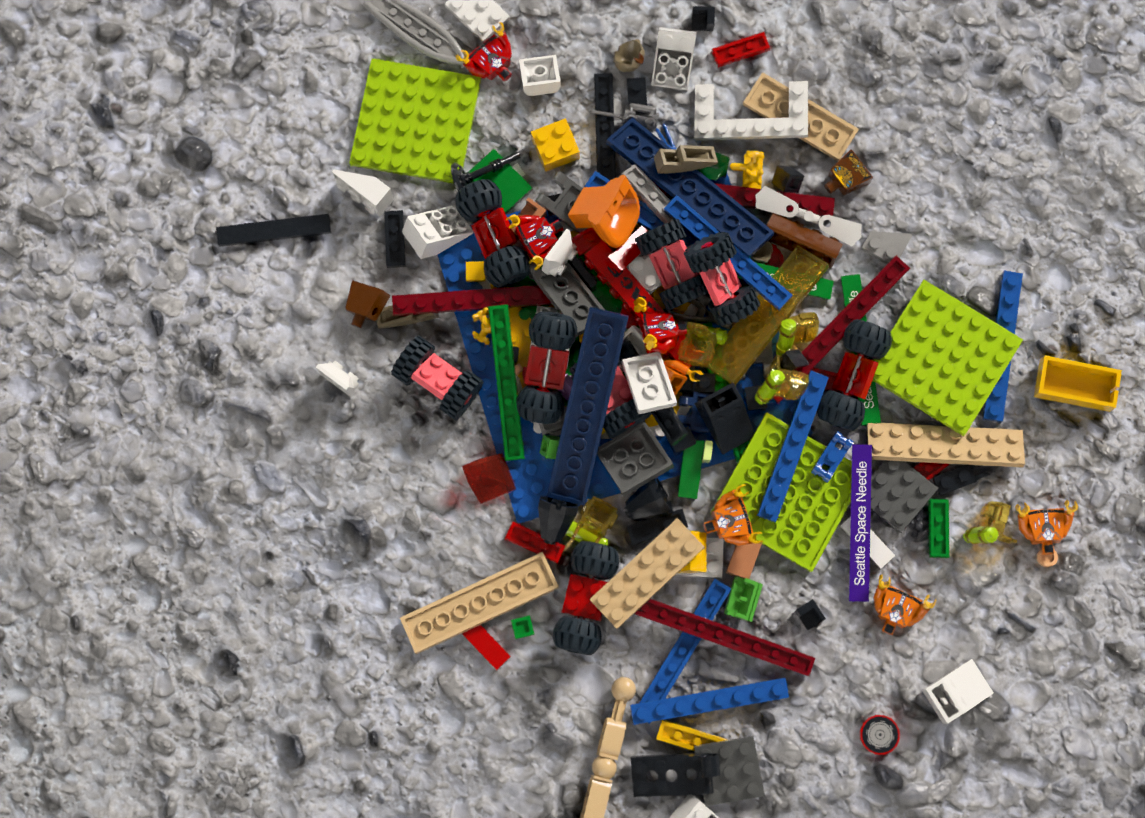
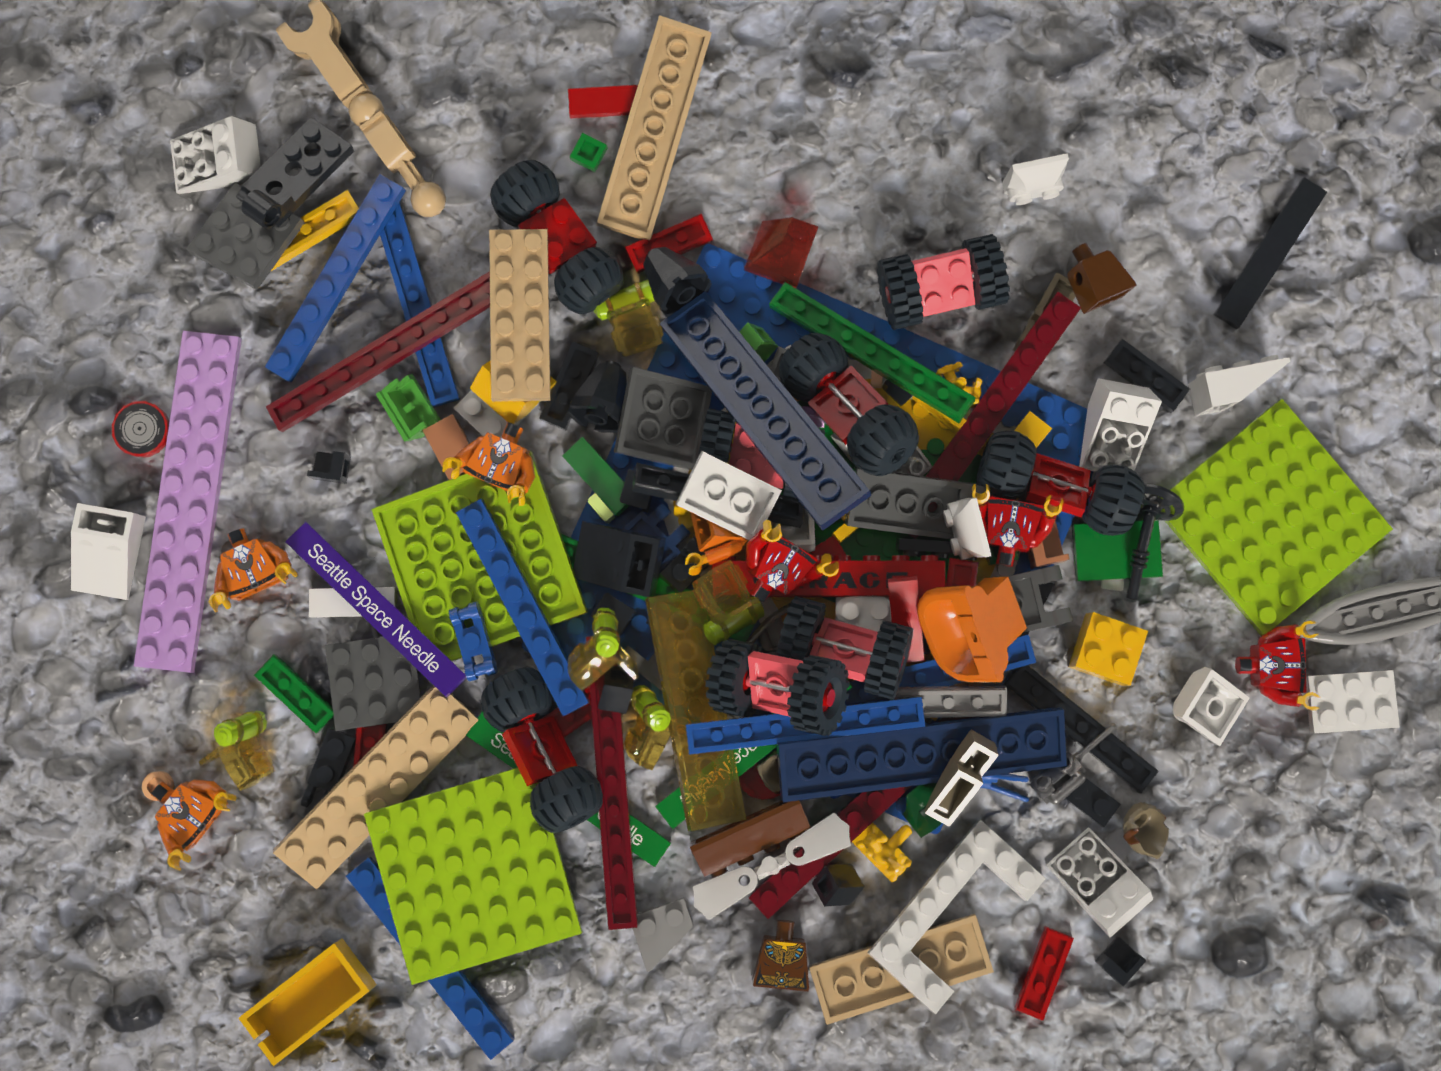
camera: 125 degrees right, 5 degrees up
(892, 675) = (188, 502): none -> lavender plate

